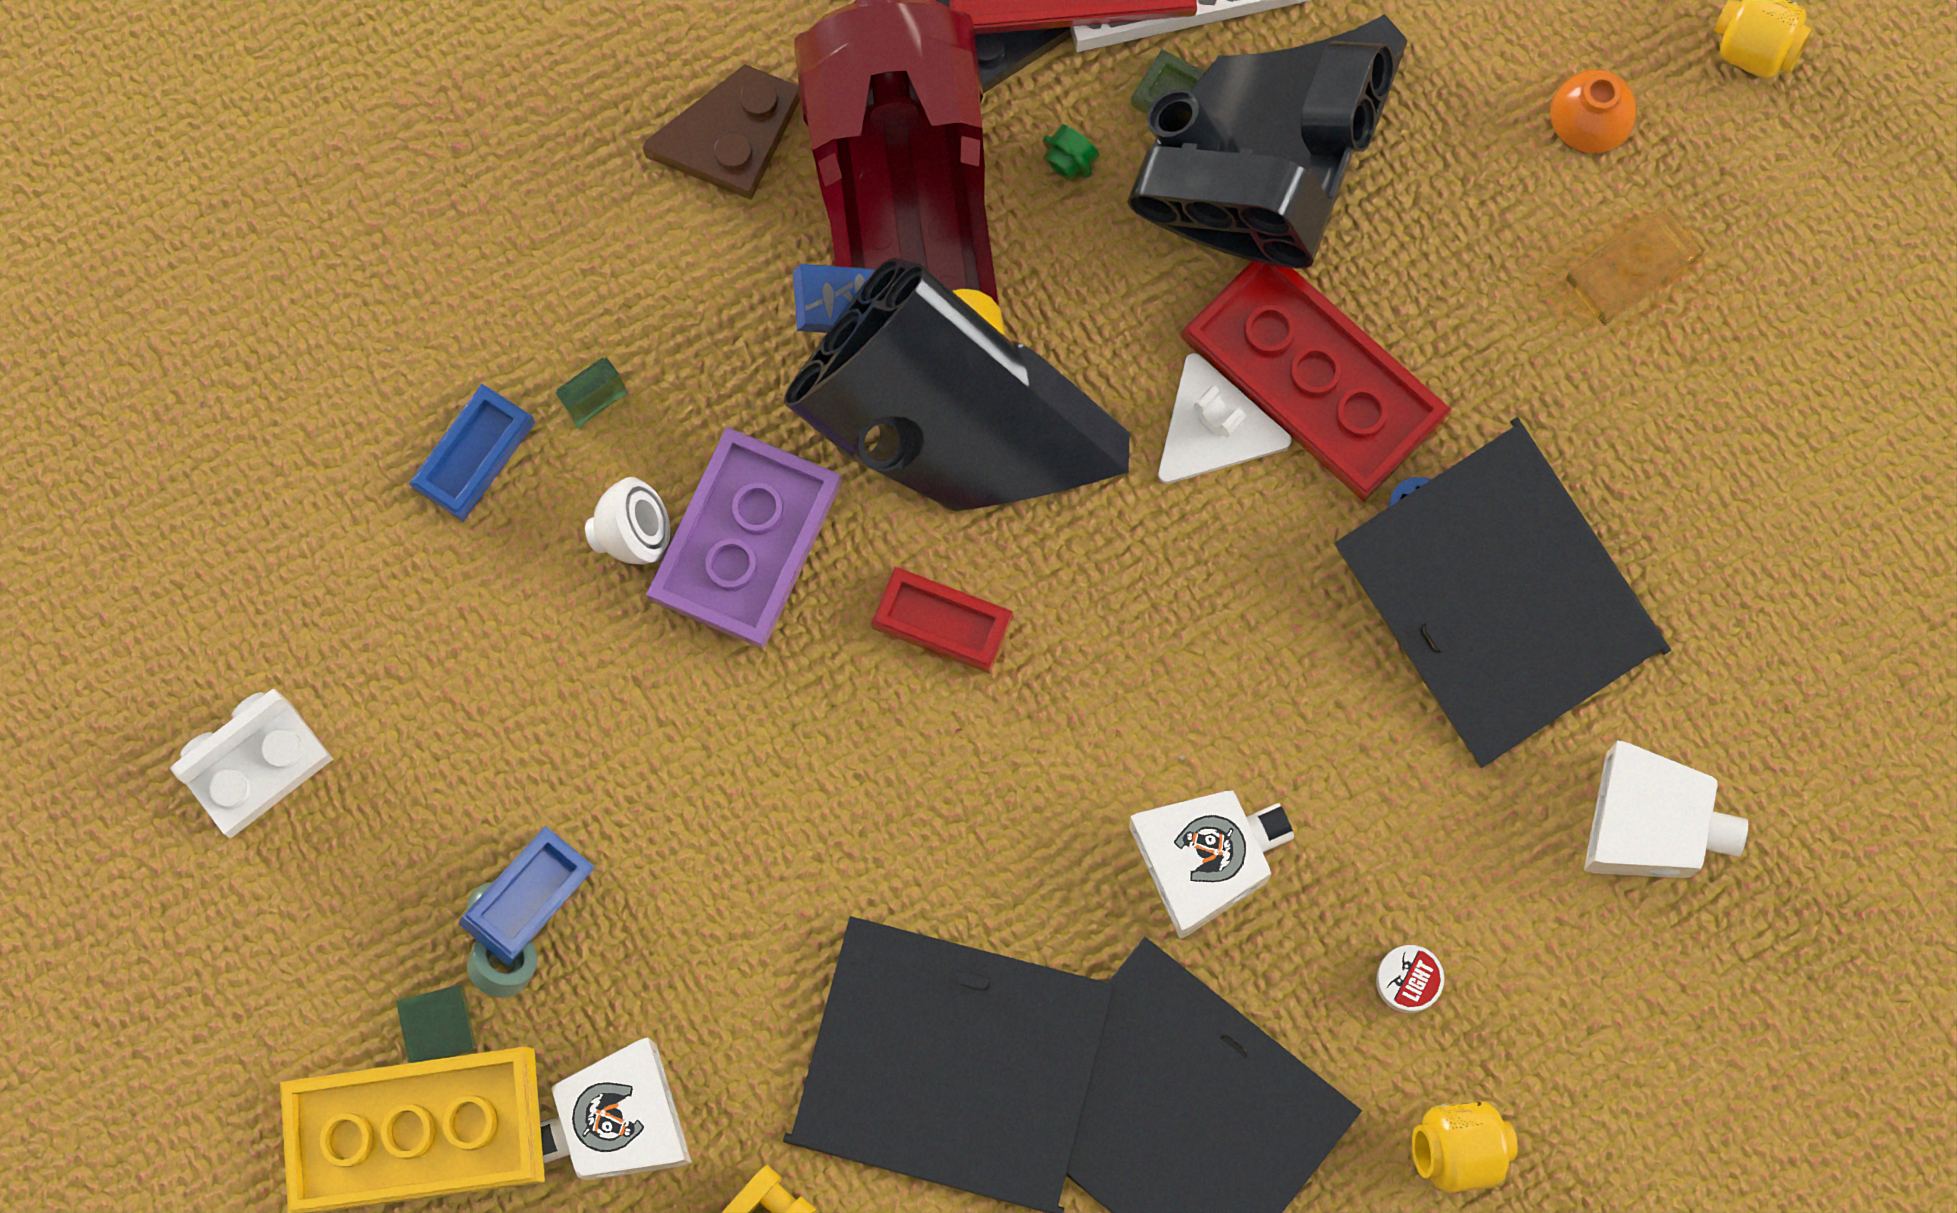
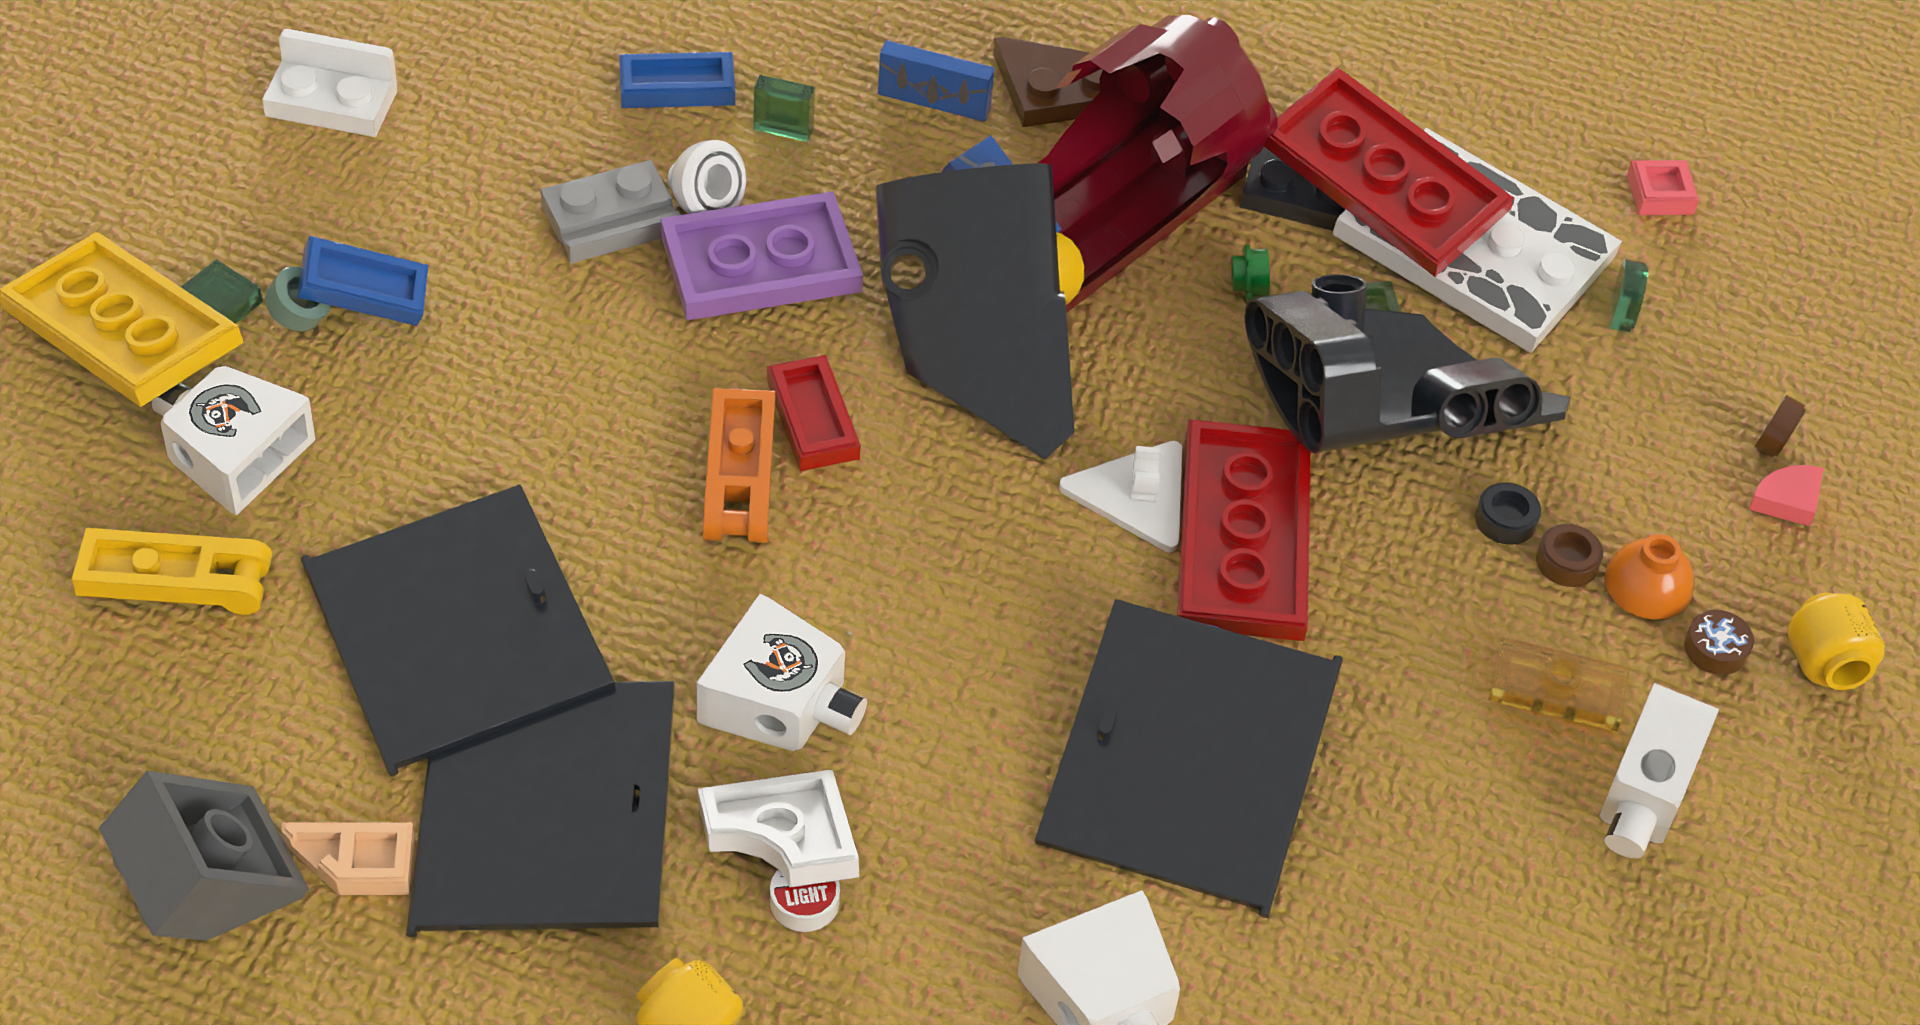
camera: 40 degrees right, 25 degrees down
(588, 622) = (608, 210): none -> light grey plate
(658, 238) = (935, 80): none -> blue tile
(959, 722) = (739, 464): none -> orange plate
(1341, 946) = (785, 821): none -> white tile
(1452, 160) = (1508, 513): none -> black tile
(1526, 149) = (1569, 555): none -> reddish brown tile
(1687, 112) = (1719, 642): none -> reddish brown tile
(1785, 278) = (1655, 770): none -> white torso

